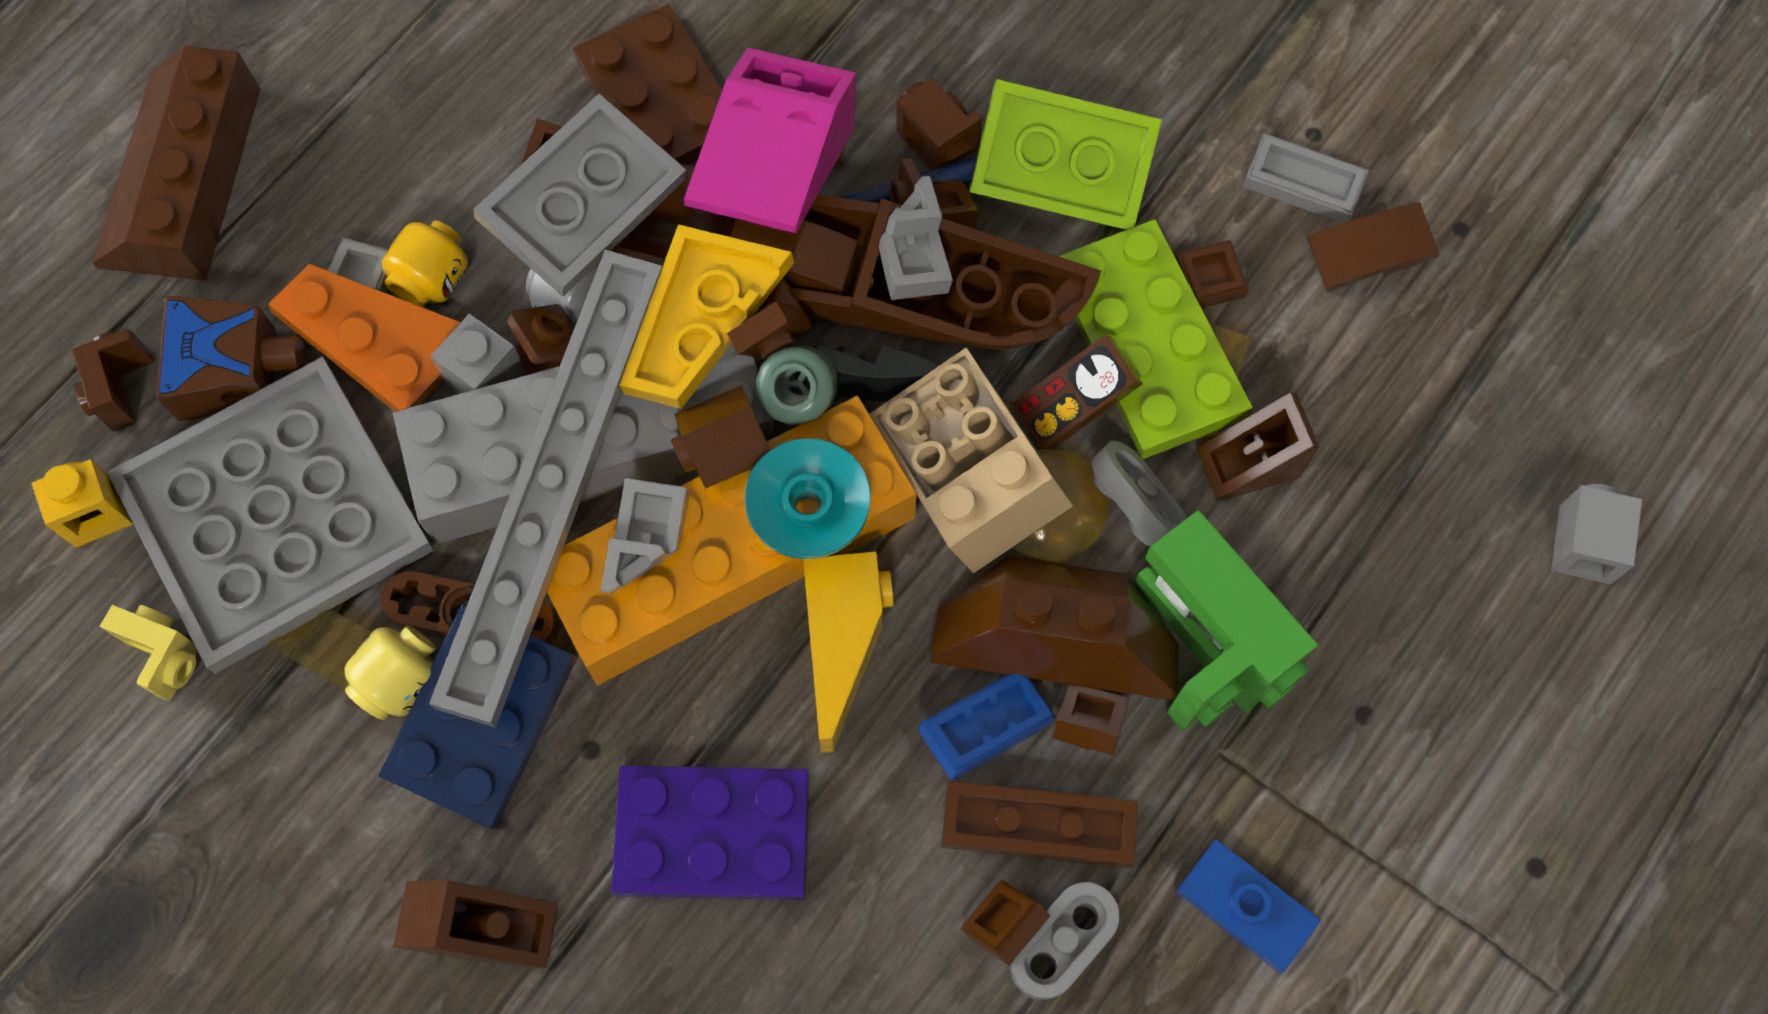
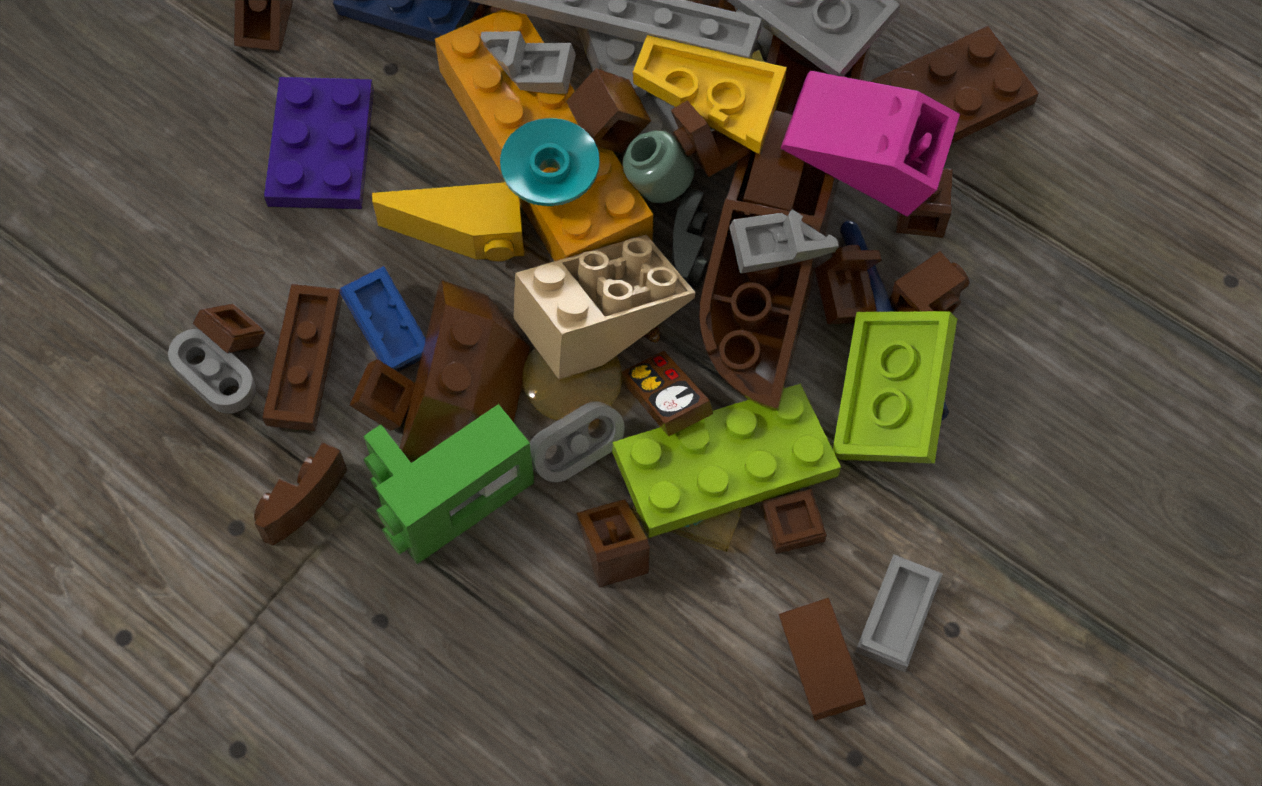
camera: 90 degrees right, 5 degrees down
(1248, 821) = (291, 505): none -> reddish brown slope
(1248, 906) = (224, 510): blue plate -> none

